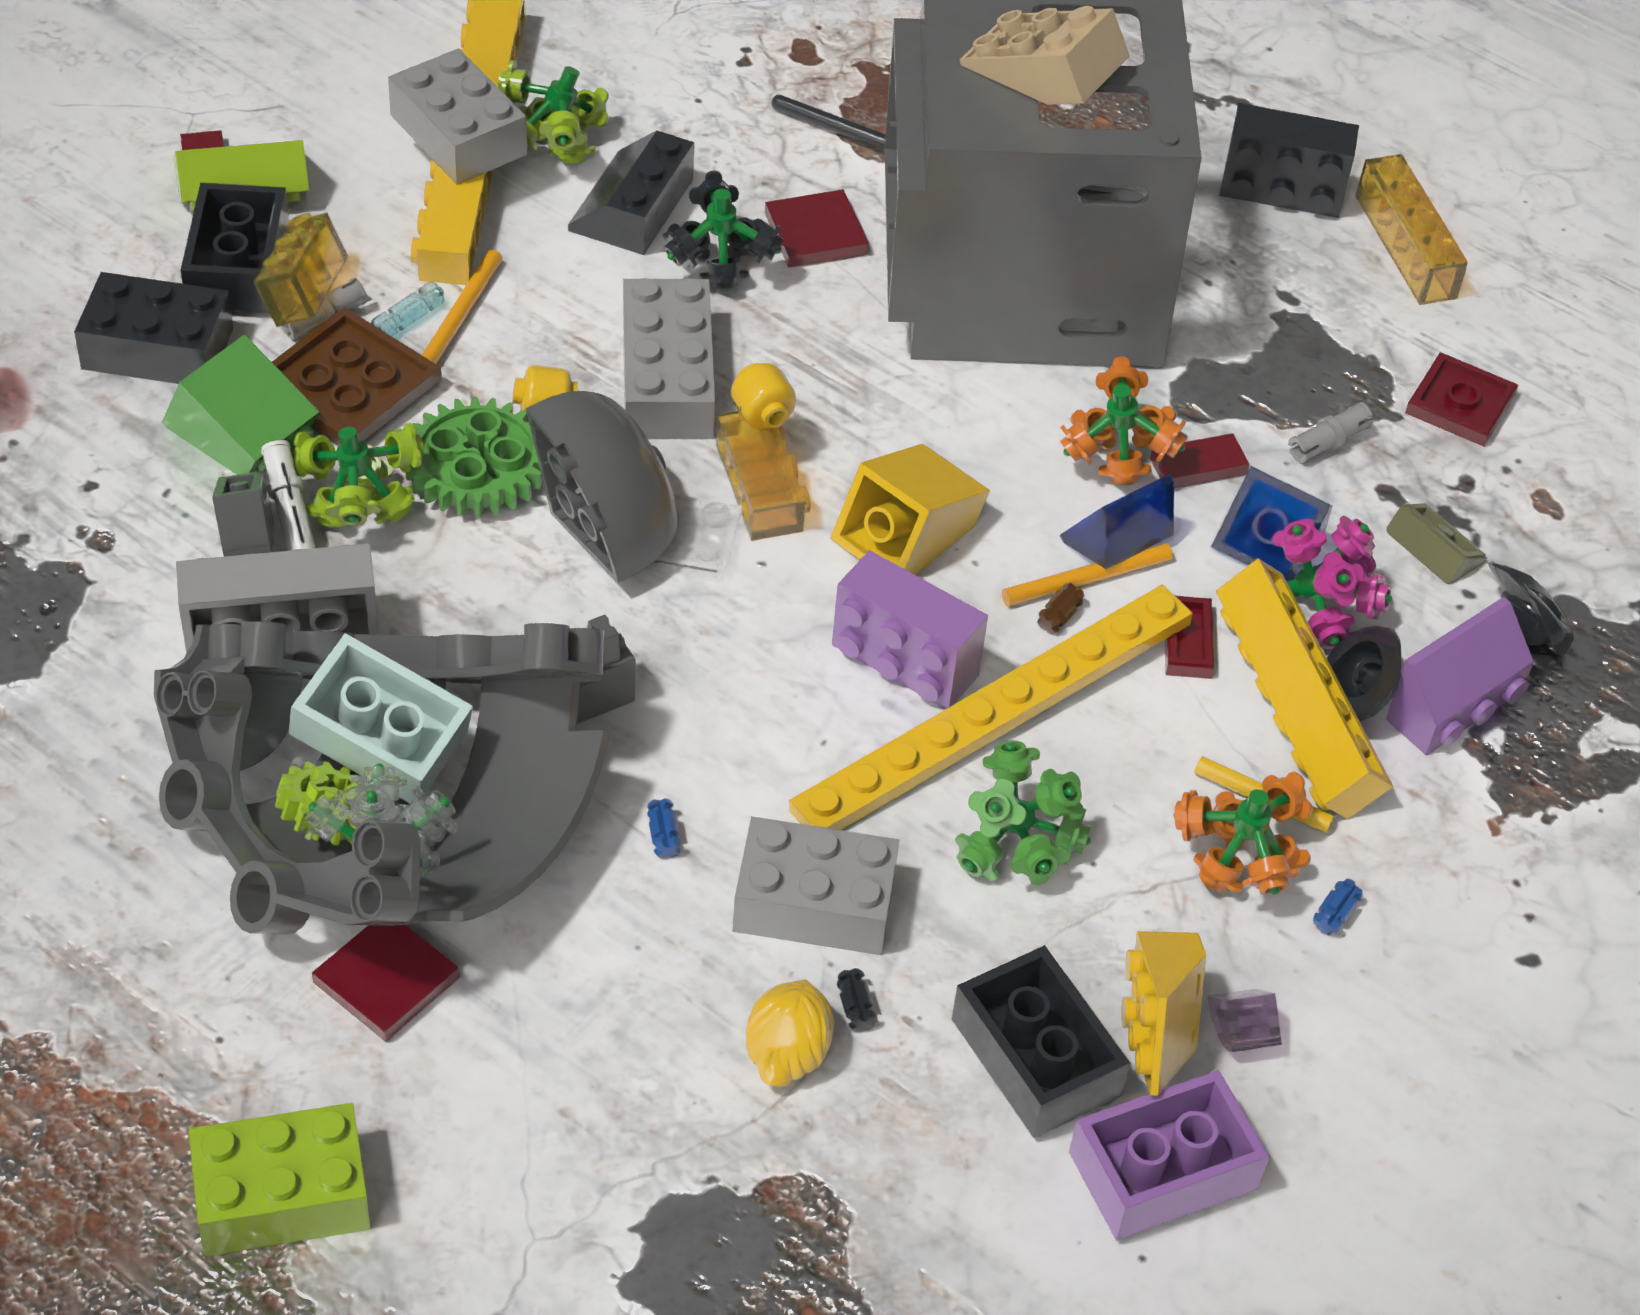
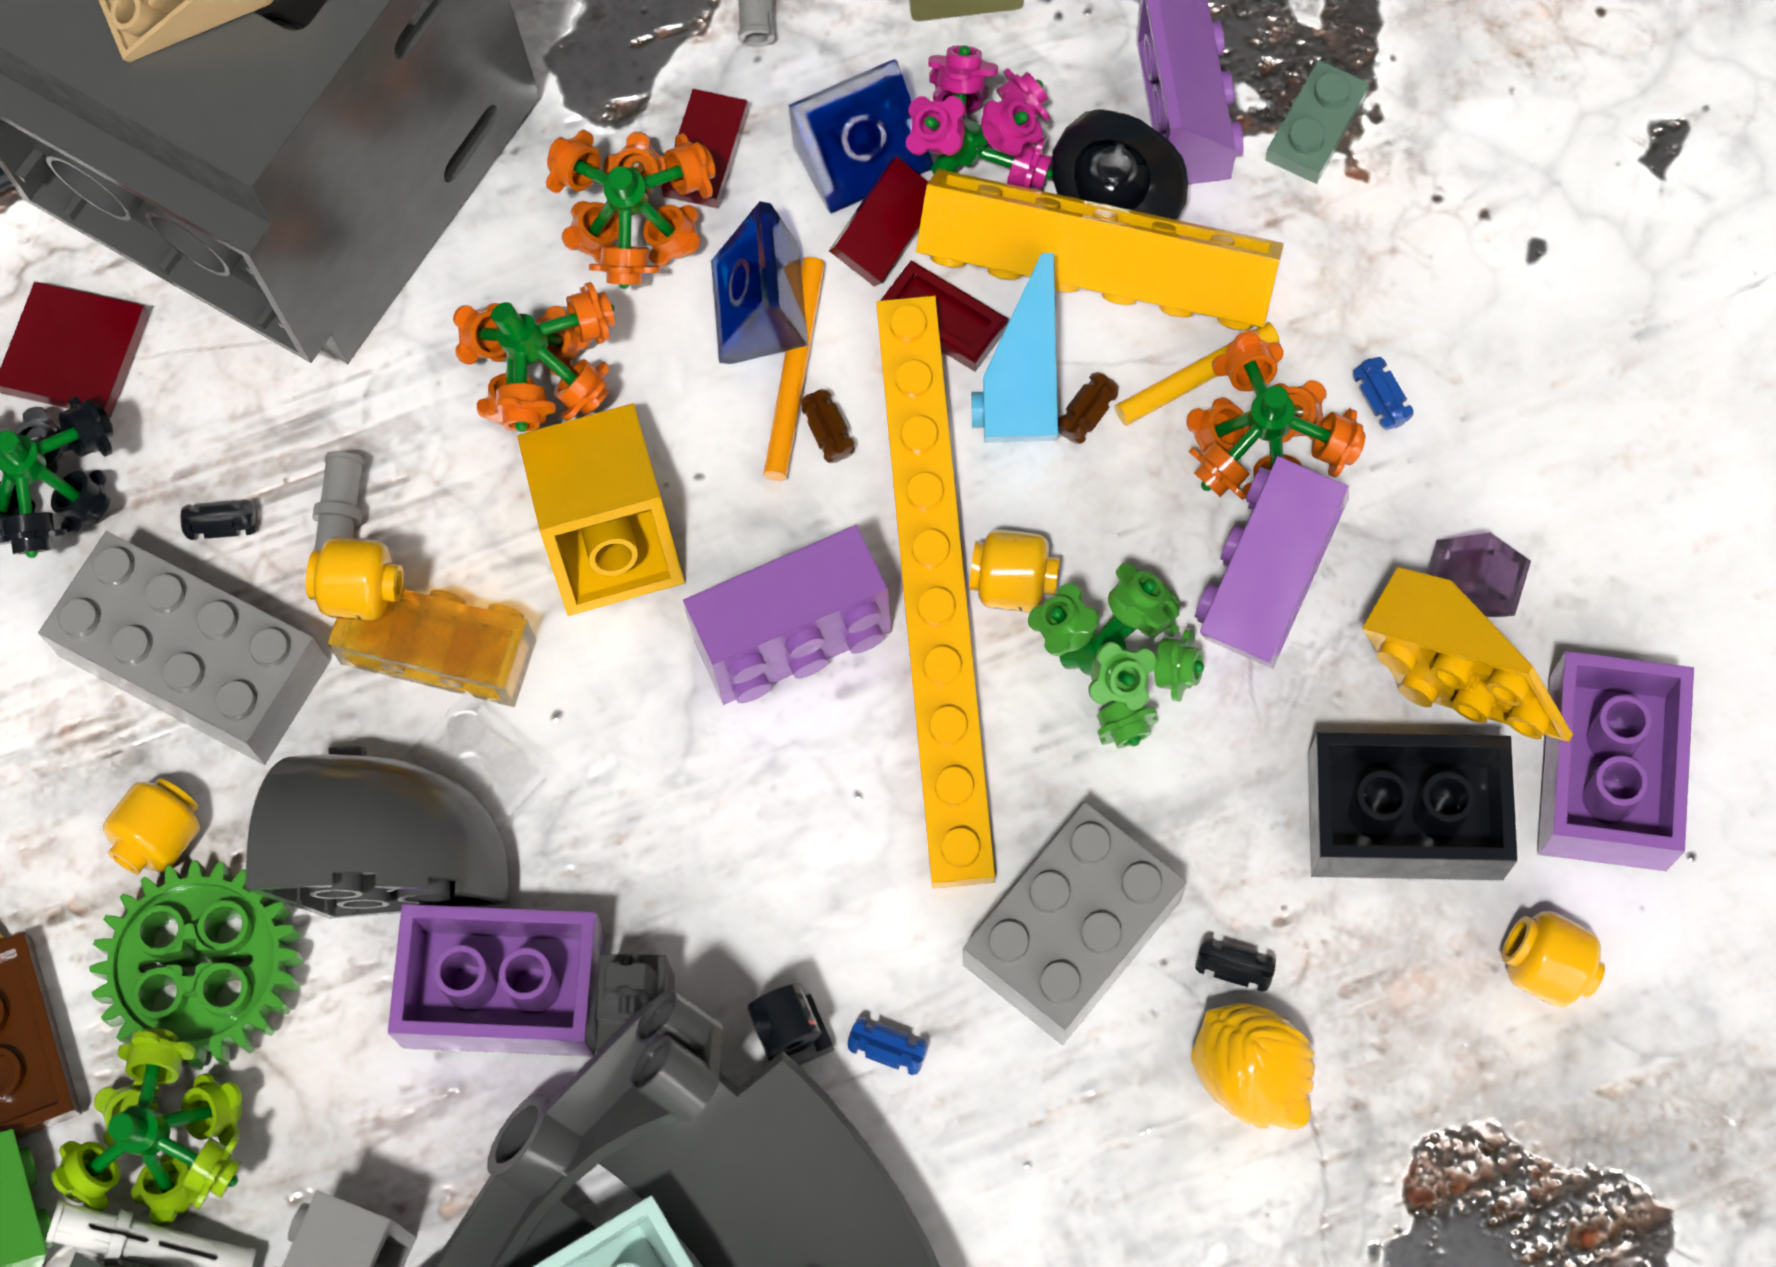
camera: 50 degrees left, 20 degrees up
(561, 580) = (496, 980): none -> medium lavender brick
(633, 758) = (789, 1024): none -> black leg
(761, 341) = (218, 519): none -> black piece
(821, 386) = (338, 508): none -> light grey pin
(978, 408) = (553, 339): none -> orange plant
(994, 1185) = (1553, 958): none -> yellow head
(1041, 731) = (1013, 570): none -> yellow head
(1146, 868) = (1271, 560): none -> medium lavender brick
(1183, 679) = (1022, 375): none -> medium azure slope
(1187, 741) = (1087, 408): none -> reddish brown piece
(1209, 568) = (882, 222): none -> dark red tile
(1510, 782) = (1317, 121): none -> sand green plate

